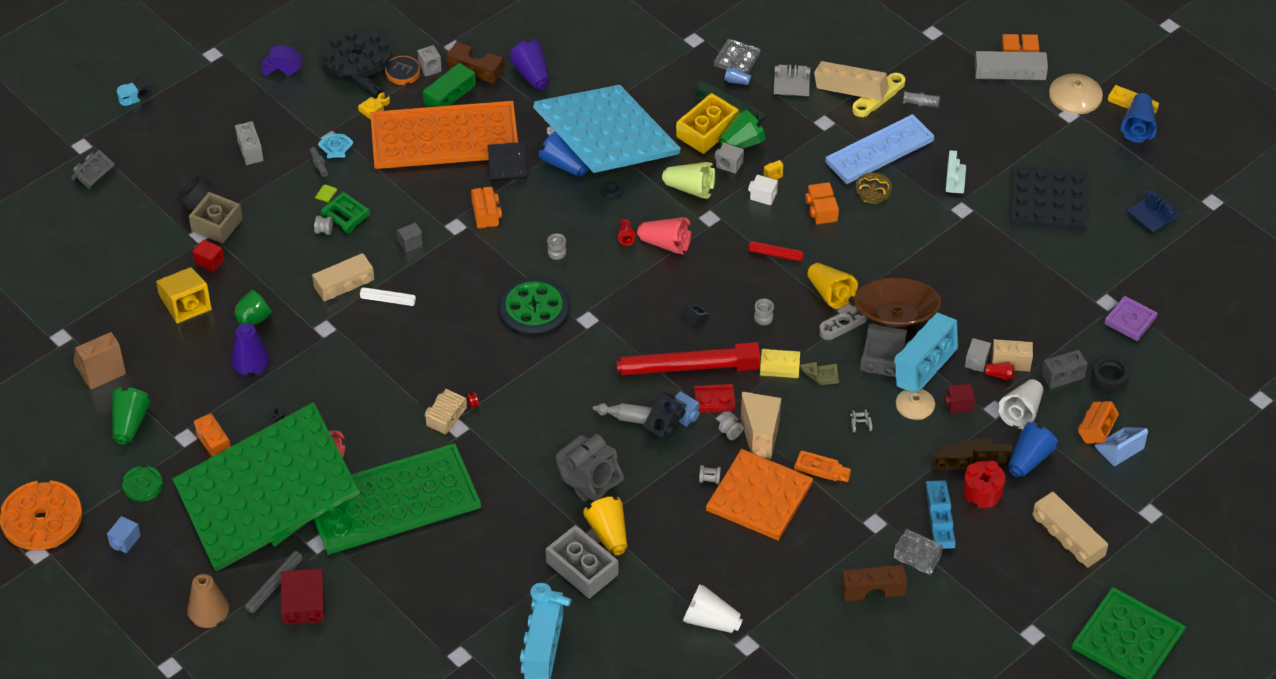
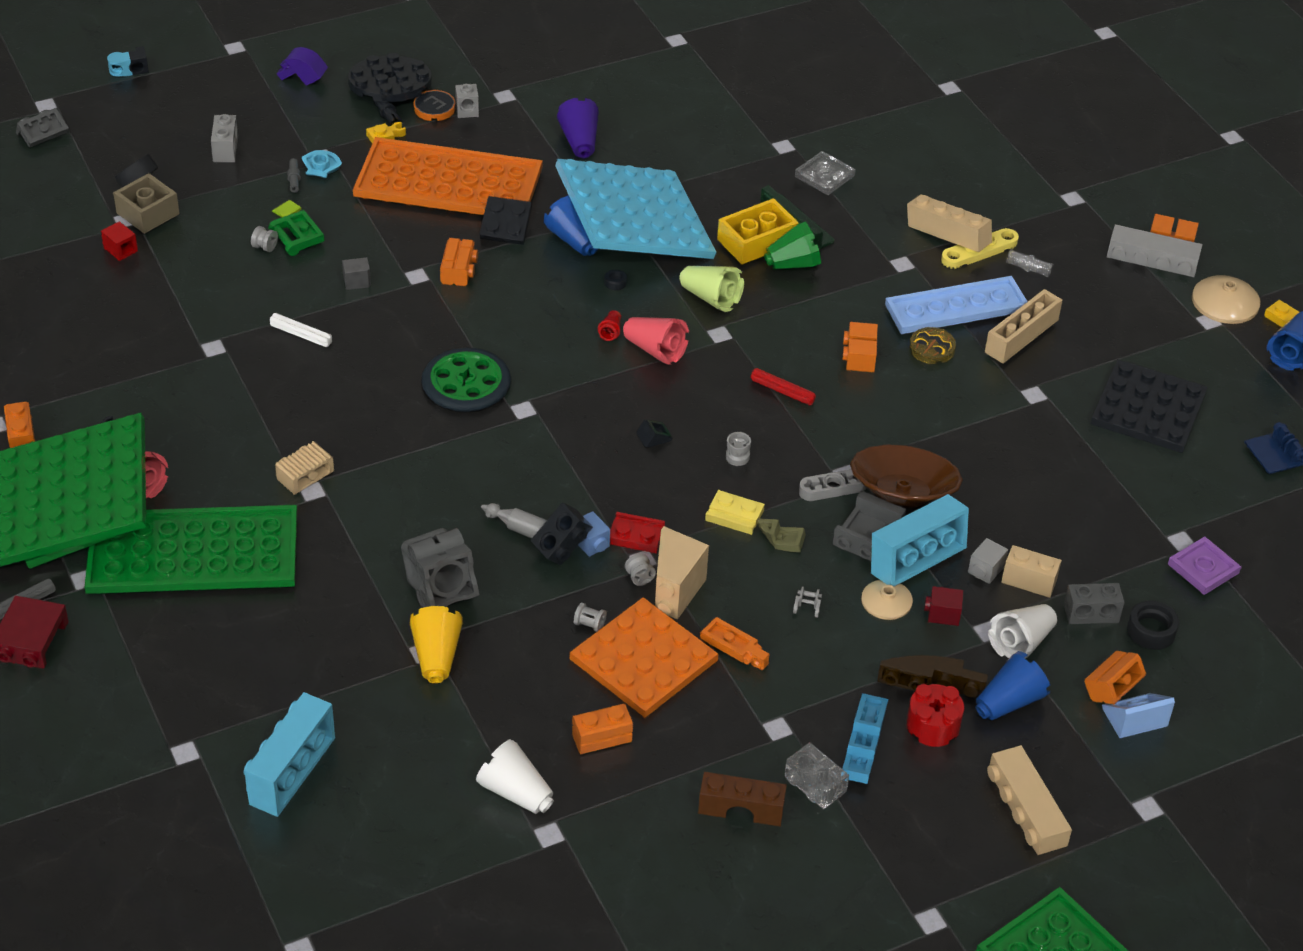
camera: 15 degrees right, 5 degrees down
(184, 294) = (69, 274): yellow slope -> none
(248, 351) = (109, 346): dark purple cone -> none
(251, 309) = (136, 305): green piece -> none
(343, 277) = (258, 297): tan brick -> none
(449, 87) = (478, 131): green brick -> none
(472, 400) = (342, 463): red piece -> none
(486, 68) = (529, 122): reddish brown arch -> none
(542, 594) = (304, 698): medium azure plate -> none
(556, 246) = (521, 321): light grey wheel -> none
(582, 561) = (382, 677): light grey brick -> none
(729, 158) = (769, 274): light grey brick -> none
(736, 76) = (815, 191): medium blue cone -> none
(743, 357) = (691, 492): red brick -> none
(755, 557) = (602, 728): none -> orange brick
(763, 189) = (796, 316): white brick -> none
(774, 170) = (816, 299): yellow plate -> none
(792, 80) = (880, 211): light grey hinge -> none
(833, 284) = (835, 438): yellow cone -> none
(937, 156) = (1023, 326): none -> tan brick
(955, 174) = (1038, 351): light aqua bracket -> none
(1001, 370) = (1011, 586): red cone -> none

